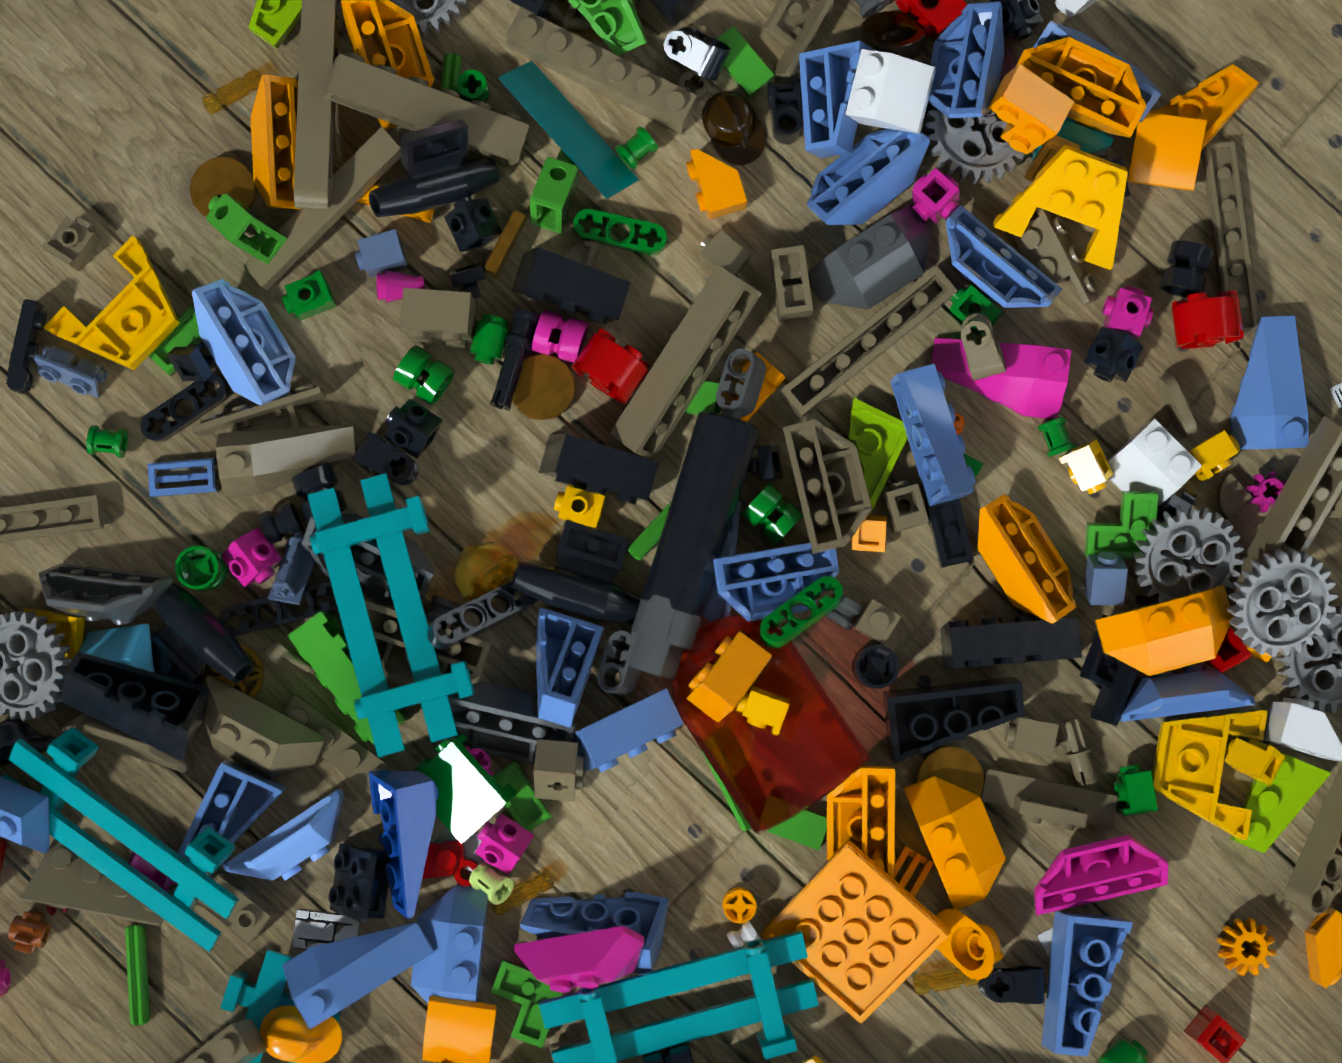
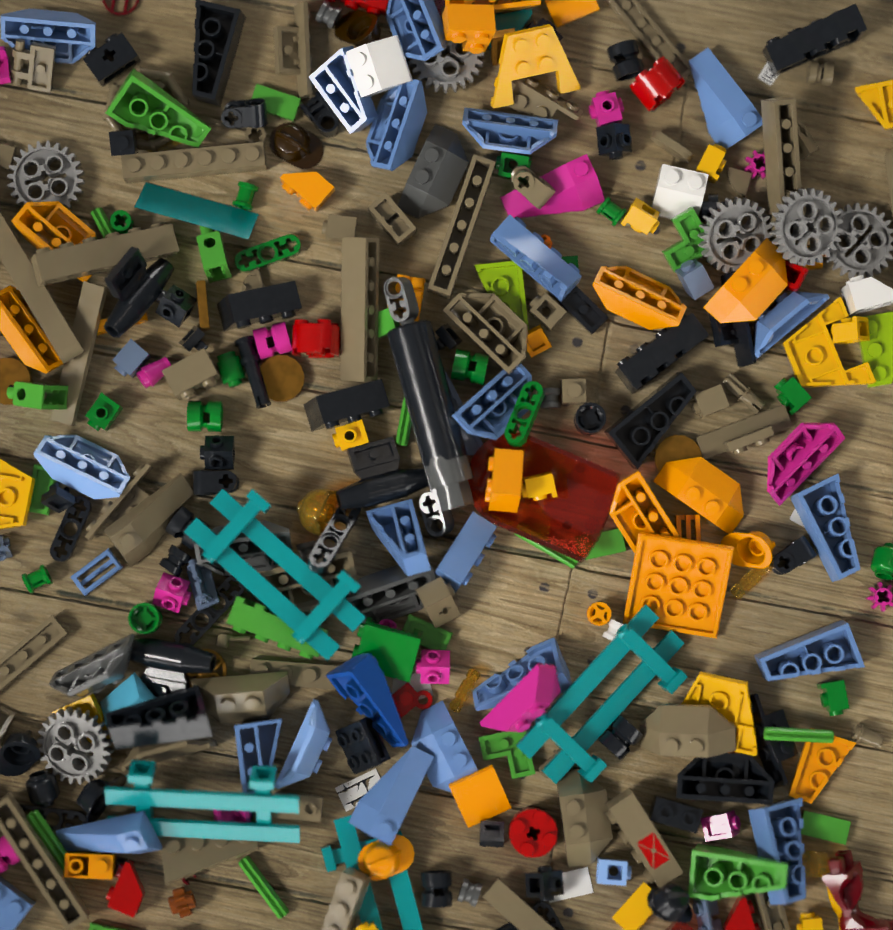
camera: 35 degrees left, 0 degrees up
(491, 883) = (442, 695): yellowish green bush -> none
(932, 186) = (440, 106): dark pink brick -> none

